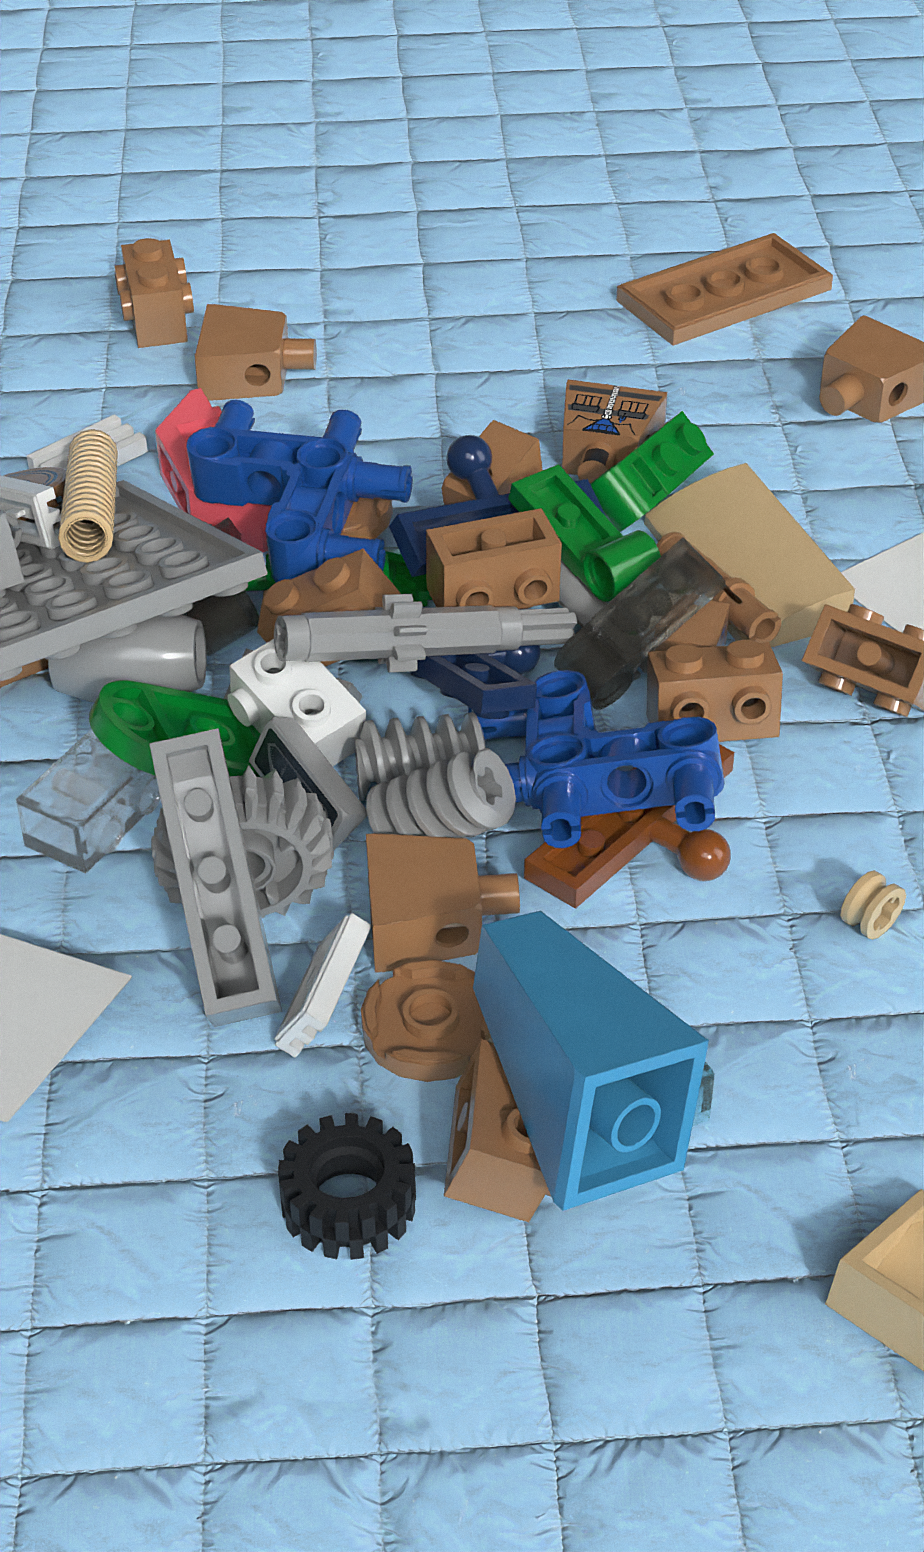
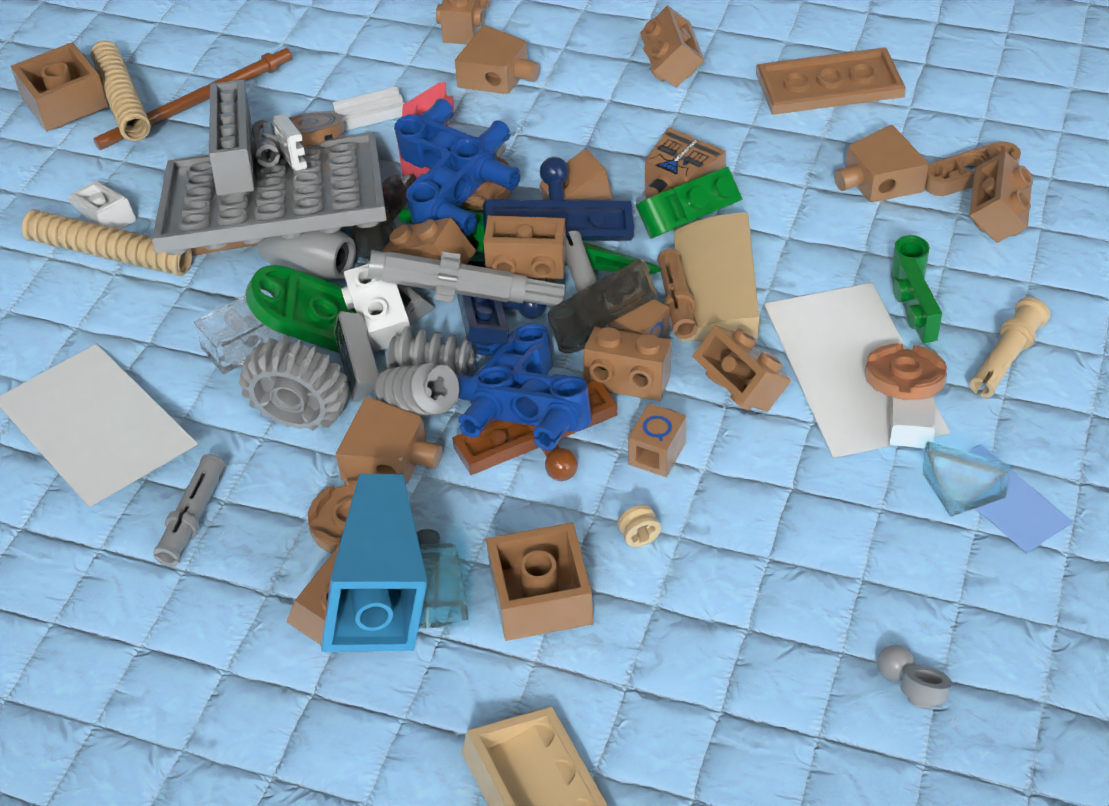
camera: 25 degrees right, 5 degrees up
(89, 497) = (332, 141): tan piece -> none
(176, 1137) = (184, 521): none -> light grey pin
(215, 879) = (252, 405): light grey slope -> none
(322, 984) = (297, 478): white tile -> none
(353, 1219) = (250, 618): black tyre -> none
(494, 283) = (671, 47): none -> medium nougat brick
(589, 541) = (595, 235): green plate -> none
(797, 1017) = (540, 581): none -> medium nougat brick
(820, 784) = (657, 440): none -> medium nougat brick

